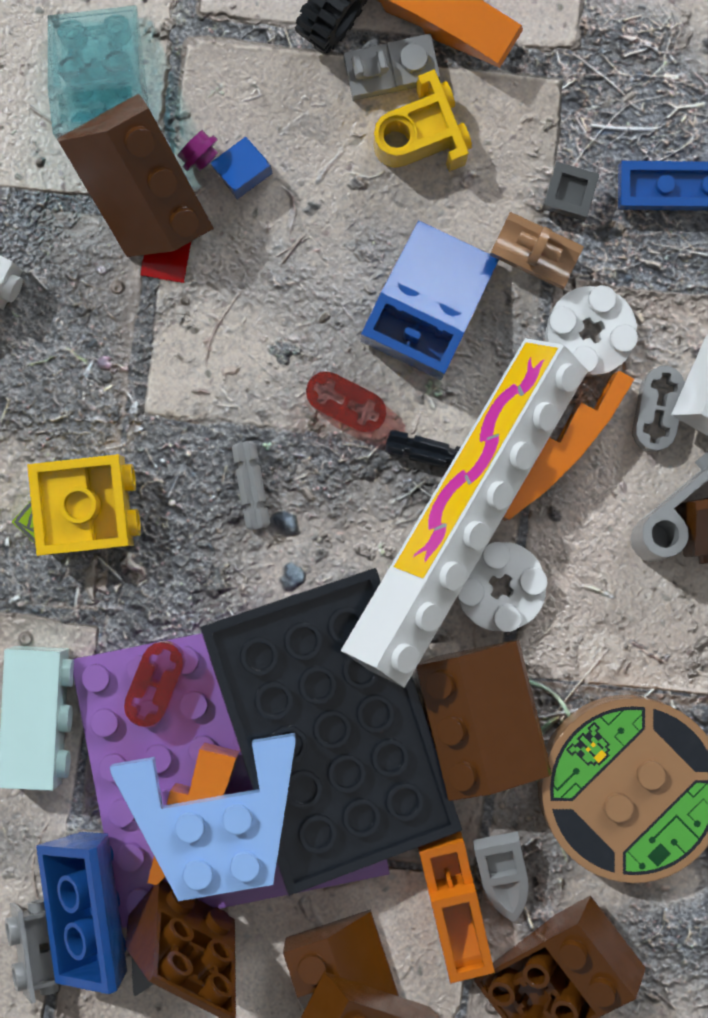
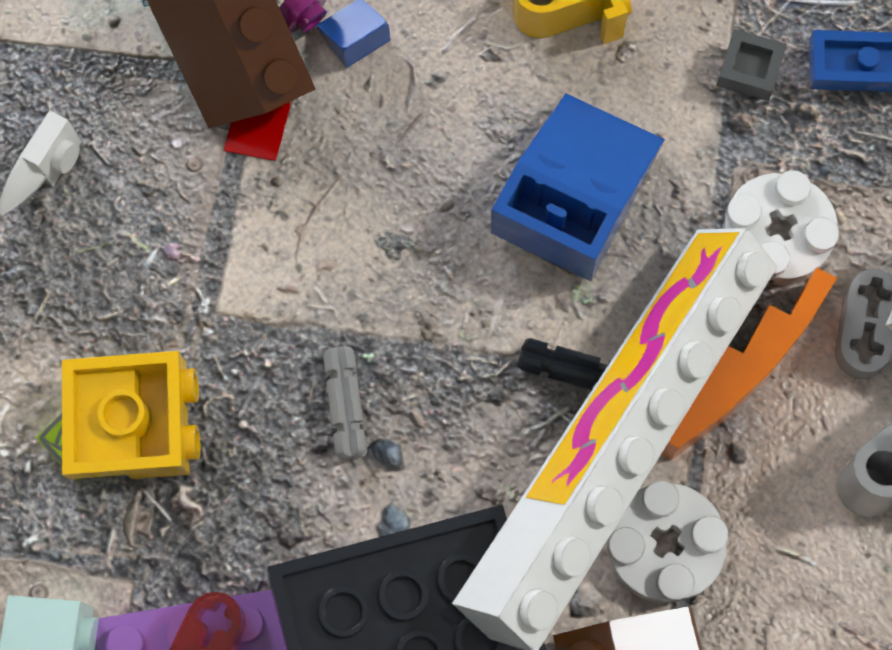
camera: 10 degrees right, 15 degrees down
(340, 412) = (476, 293): clear red beam -> none
(536, 250) = (710, 127): medium nougat hips -> none

